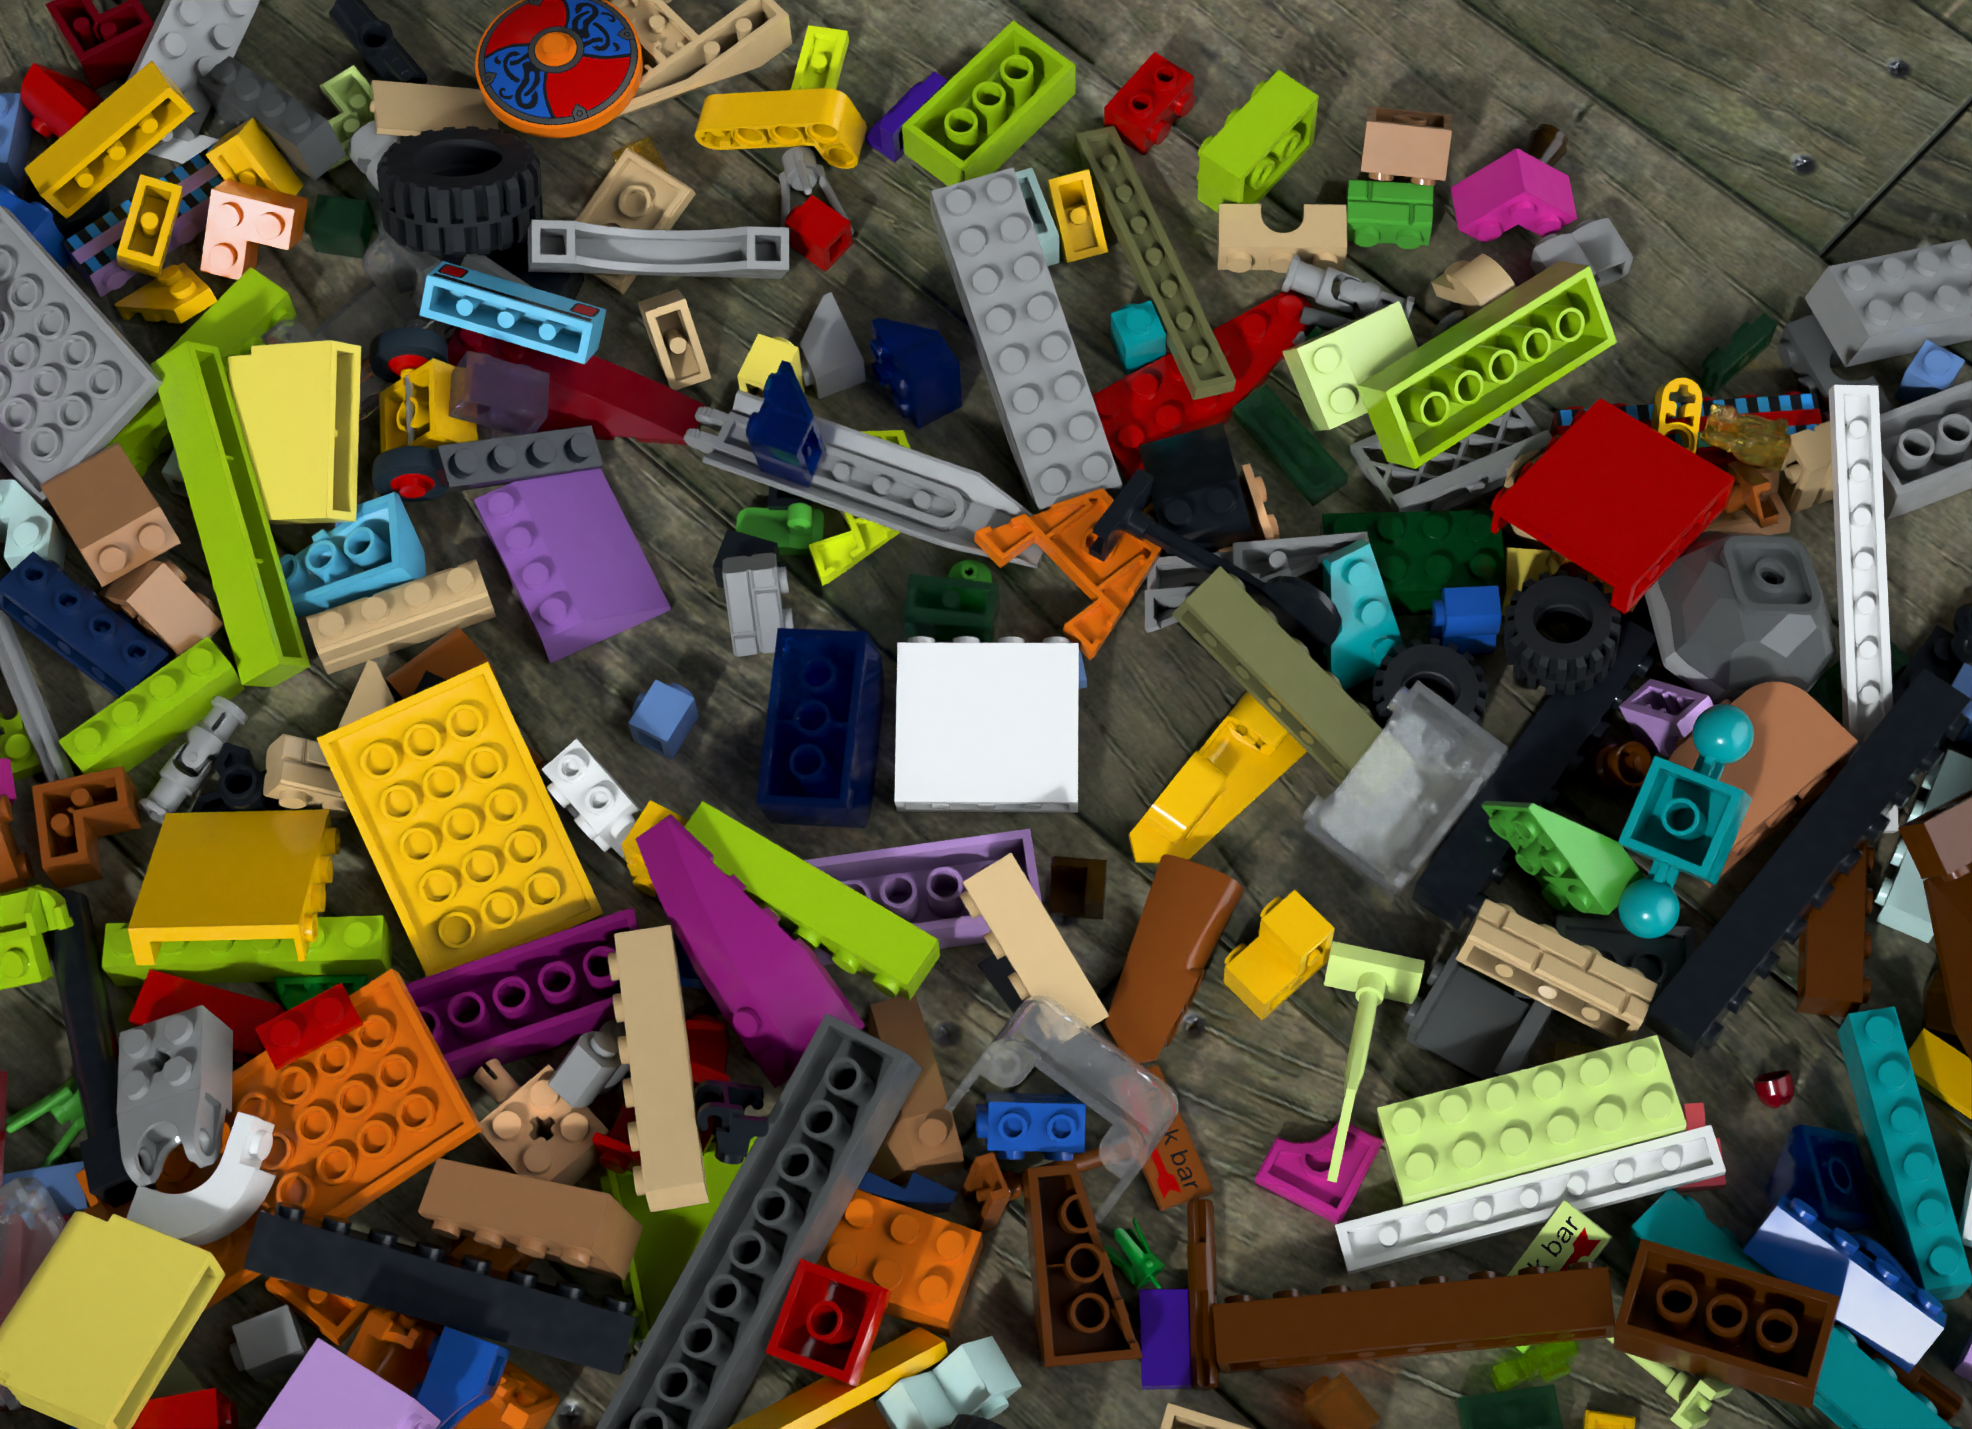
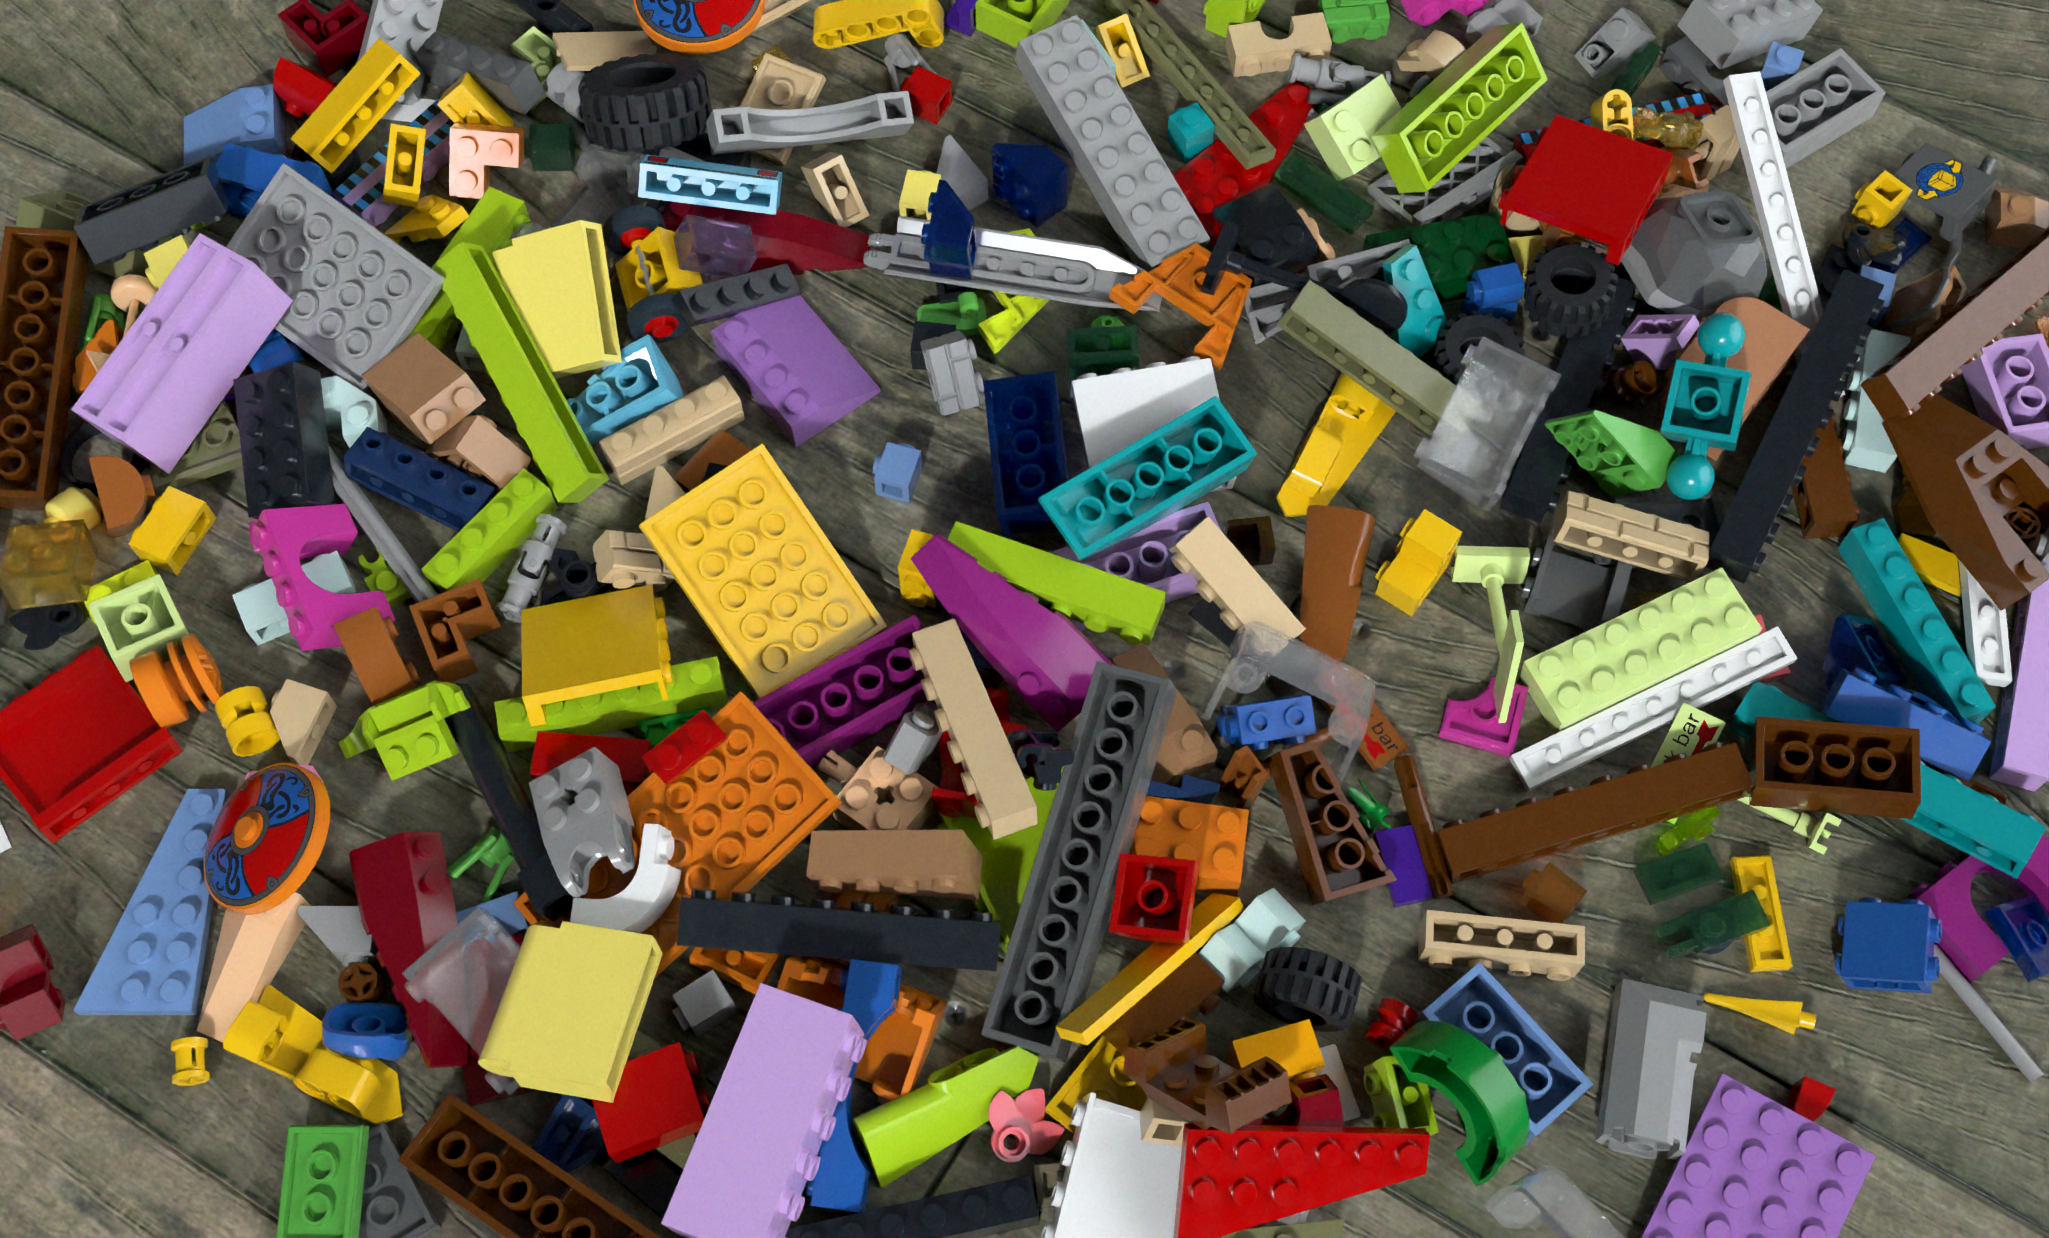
camera: 15 degrees left, 0 degrees up
(592, 797) = (865, 536): white brick -> none
(953, 791) = (1149, 479): none -> teal slope
(1722, 306) = (1614, 43): none -> light grey slope
(1774, 1088) = (1806, 596): dark red hinge -> none

